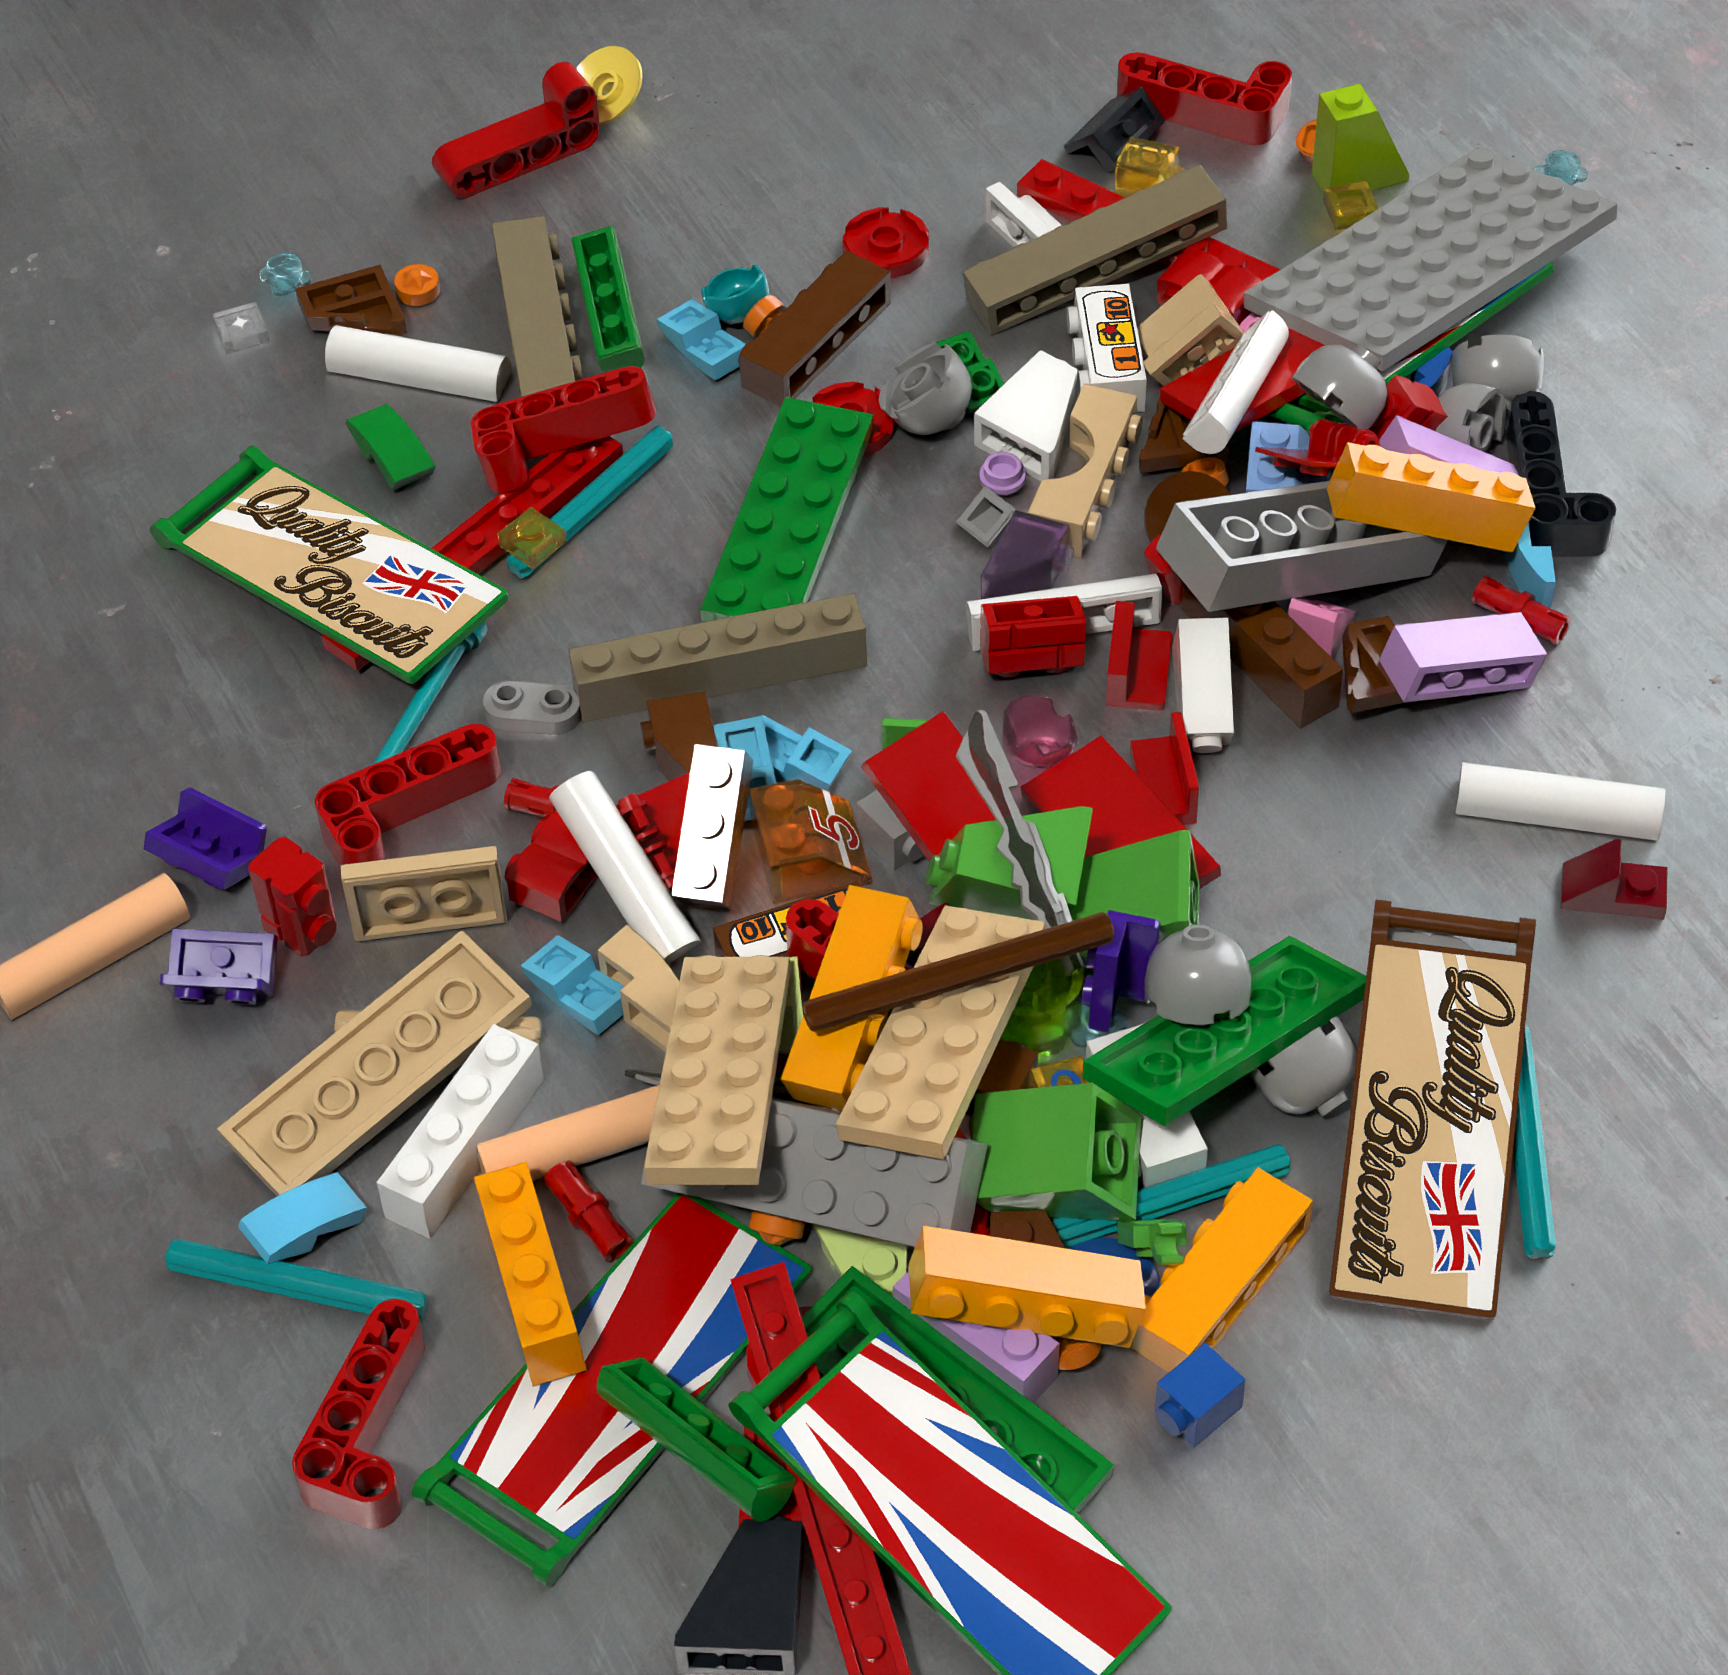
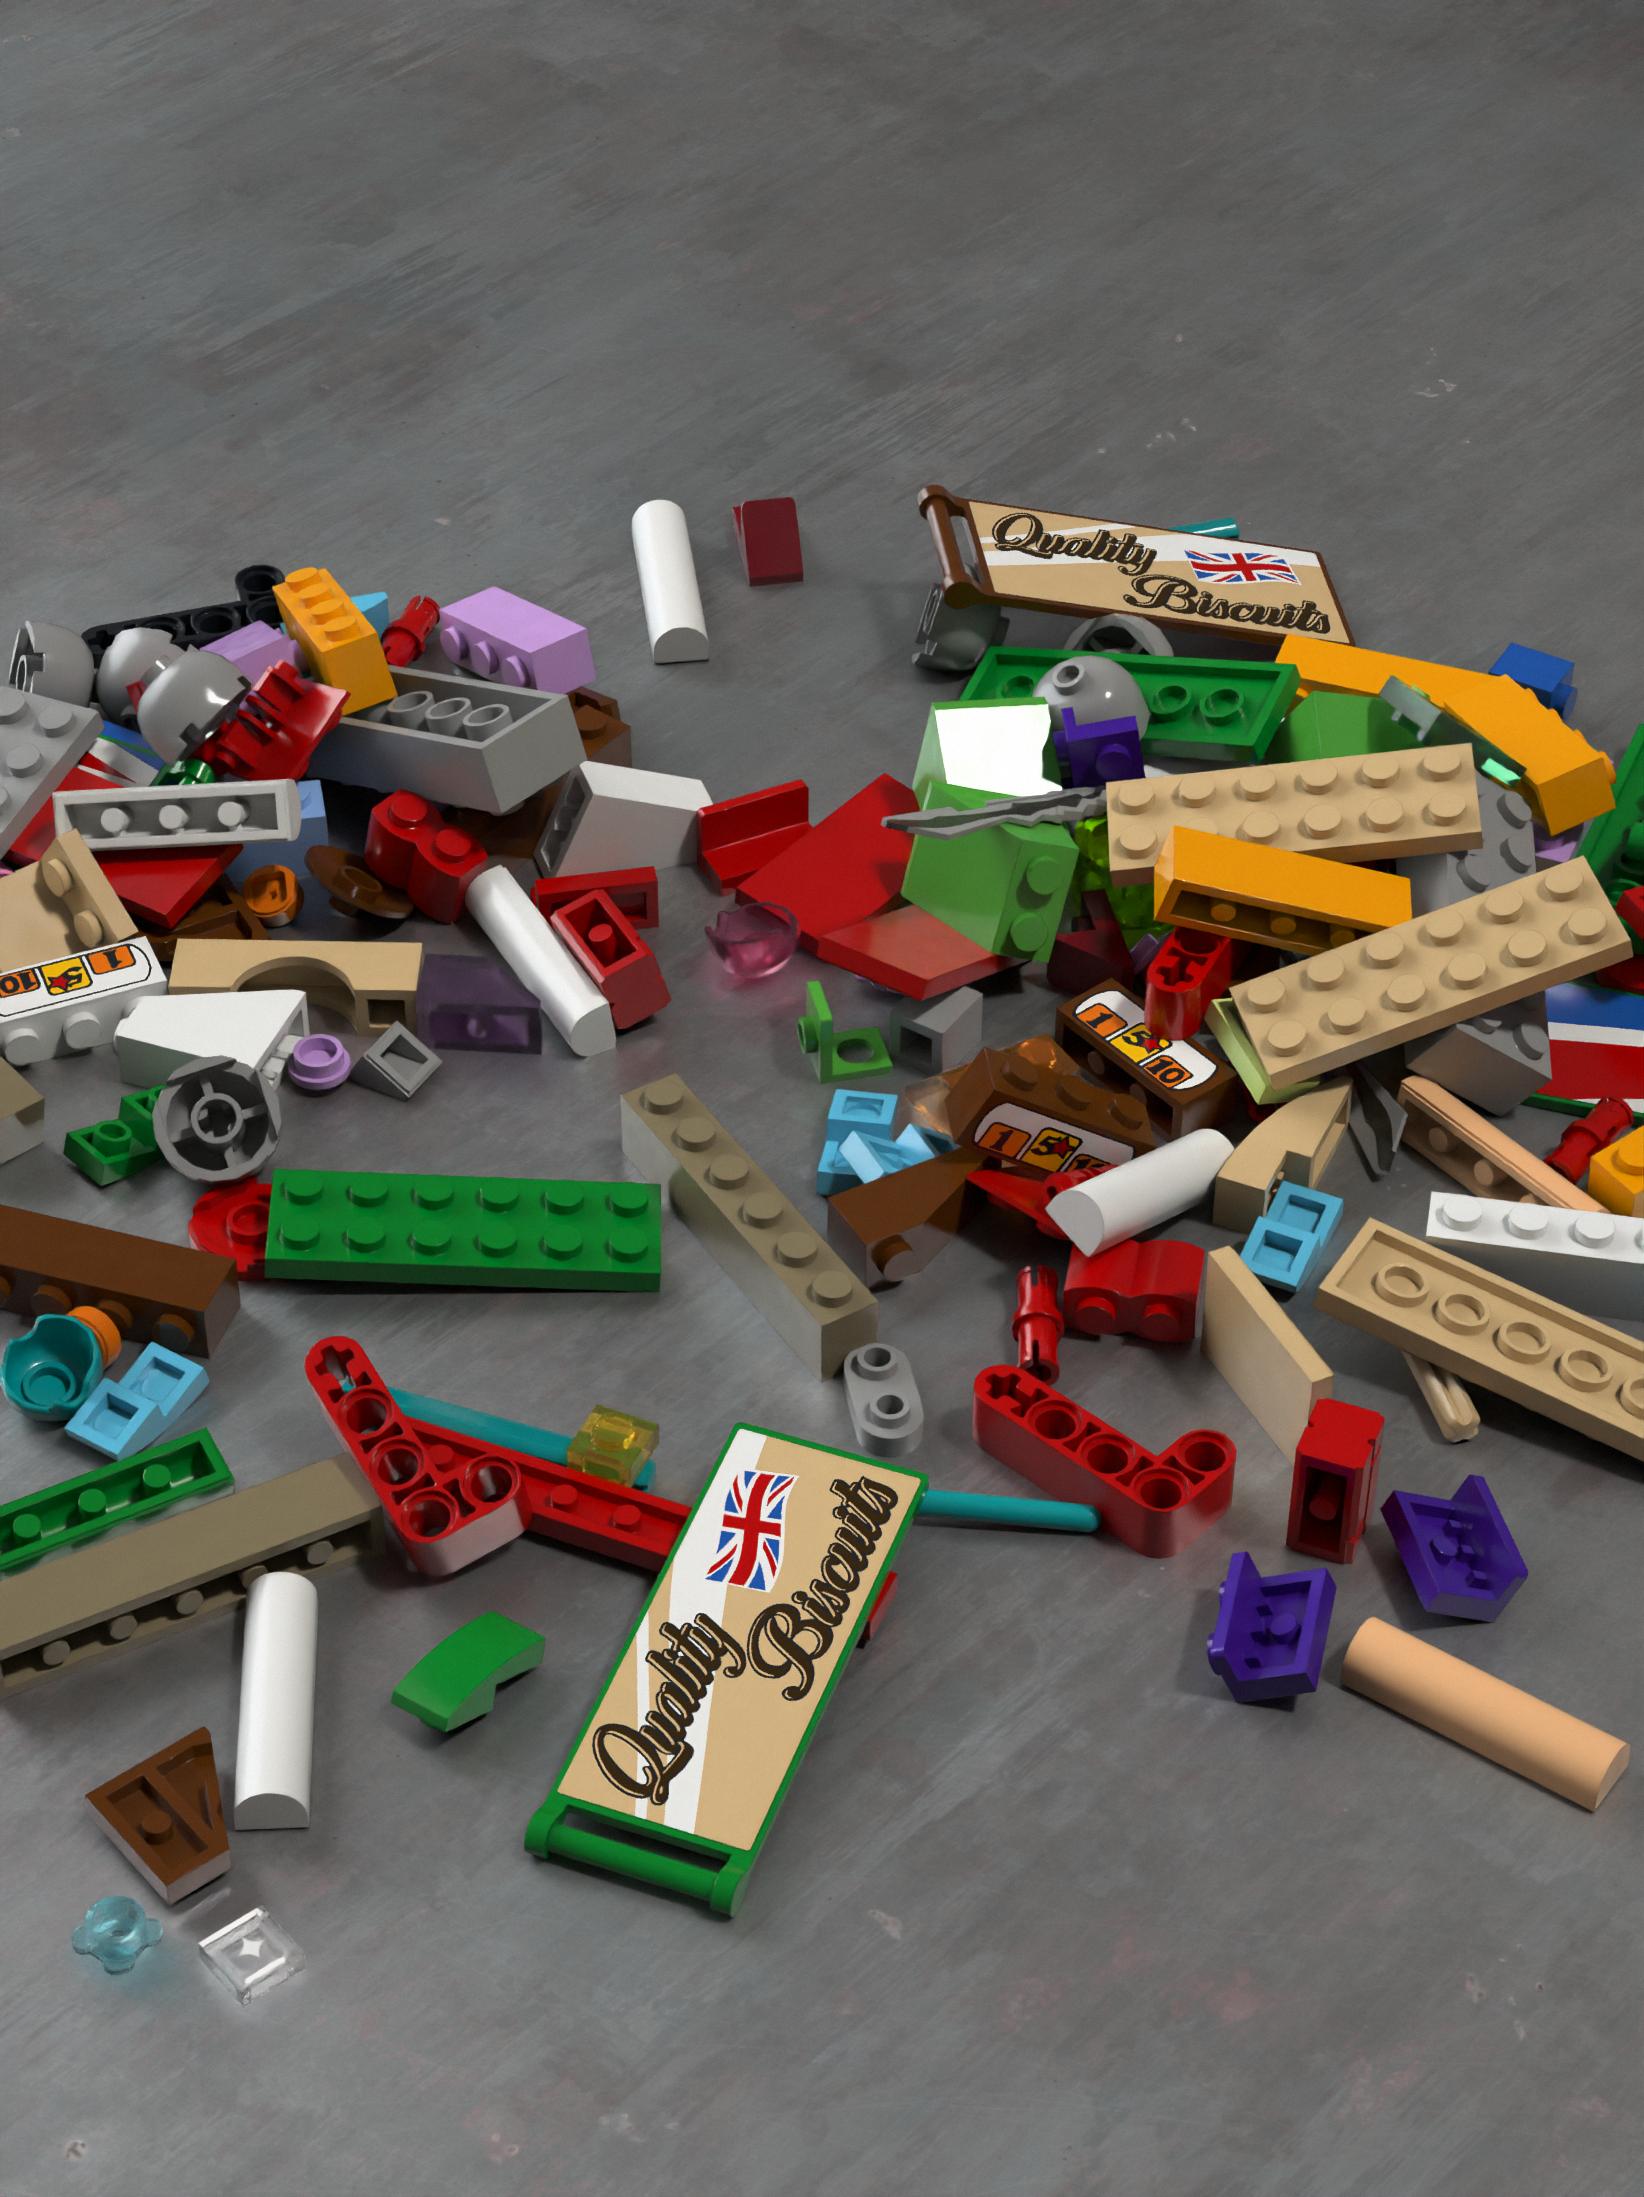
camera: 110 degrees left, 10 degrees down
(417, 285) = (94, 1758): orange tile -> none
(958, 971) = (1242, 790): reddish brown axle -> none
(1014, 1181) = (1440, 728): none -> clear green plate

